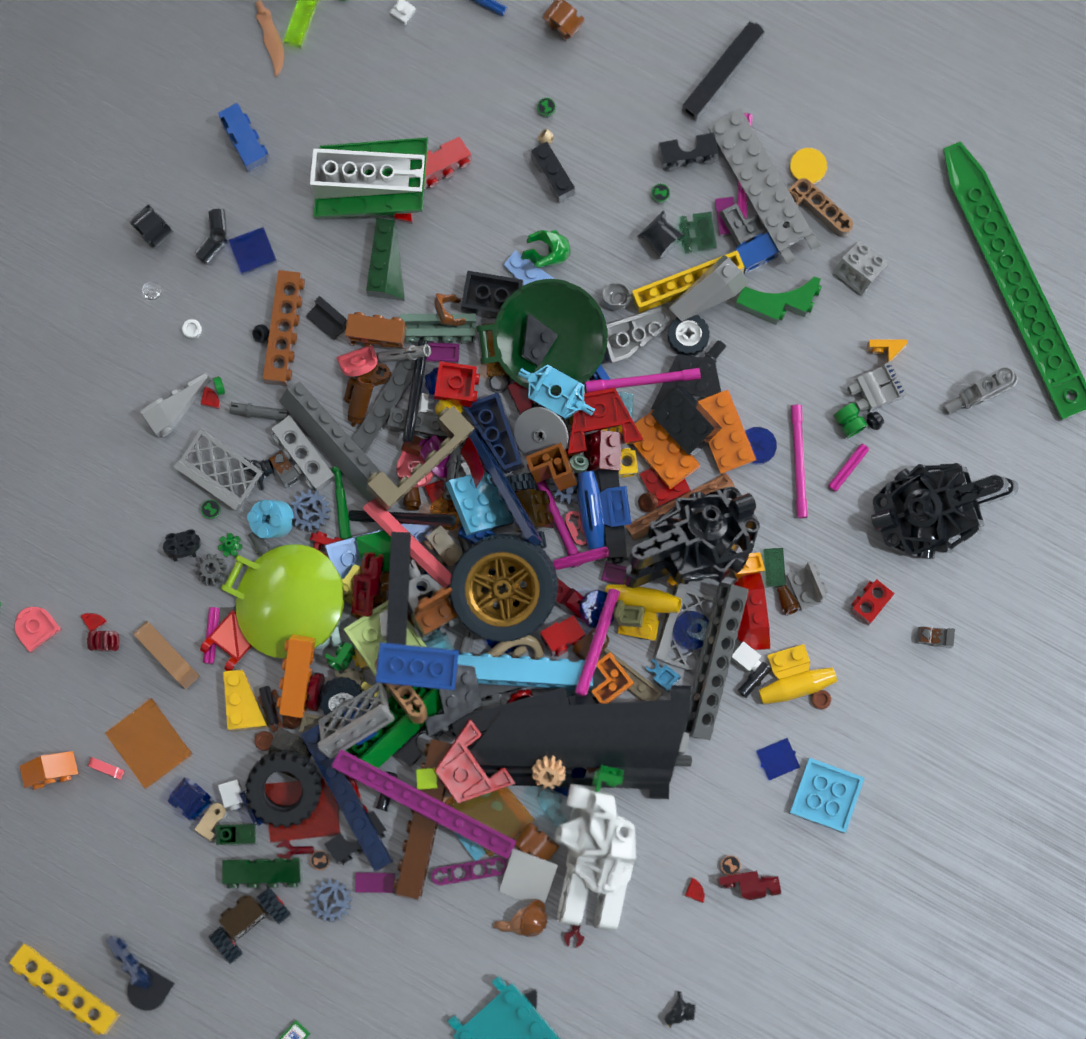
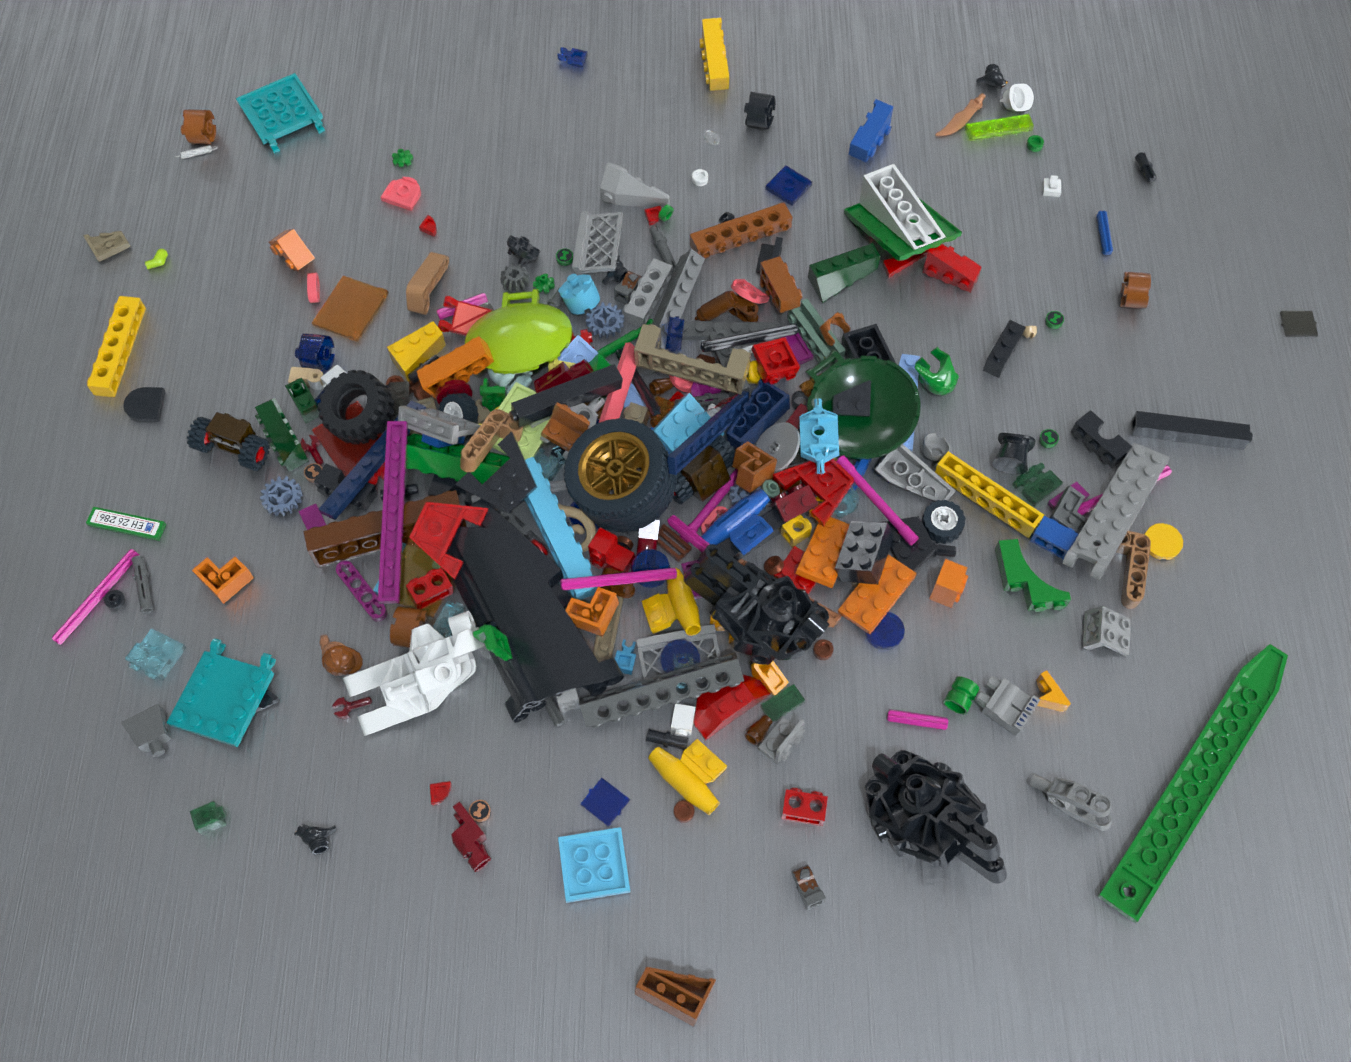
camera: 60 degrees right, 15 degrees down
(52, 229) = (714, 54): none -> yellow wedge
(103, 641) = (414, 234): dark red gear -> none
(138, 975) = (153, 376): dark blue wing -> none
(217, 227) = (782, 155): black piece -> none
(369, 455) = (675, 333): none -> clear blue piece
(394, 993) = (223, 581): none -> orange brick
(405, 353) = (779, 318): light grey pin -> none
(417, 666) = (507, 435): blue tile -> none
(426, 779) = (416, 502): lime tile -> none
(514, 810) = (432, 593): none -> red brick
(527, 877) = (375, 635): white sticker -> none
(548, 772) = (476, 597): light nougat gear -> none
(557, 617) = (625, 542): none -> copper tile
(575, 569) = (679, 540): none -> copper tile
(629, 615) = (659, 594): olive bracket -> none
(713, 287) = (998, 512): light grey wedge -> none
(749, 366) = (949, 583): none -> orange brick
(801, 501) = (858, 694): dark pink piece -> none
(875, 420) = (976, 718): black plate -> none
(964, 785) = (675, 993): none -> dark orange wedge

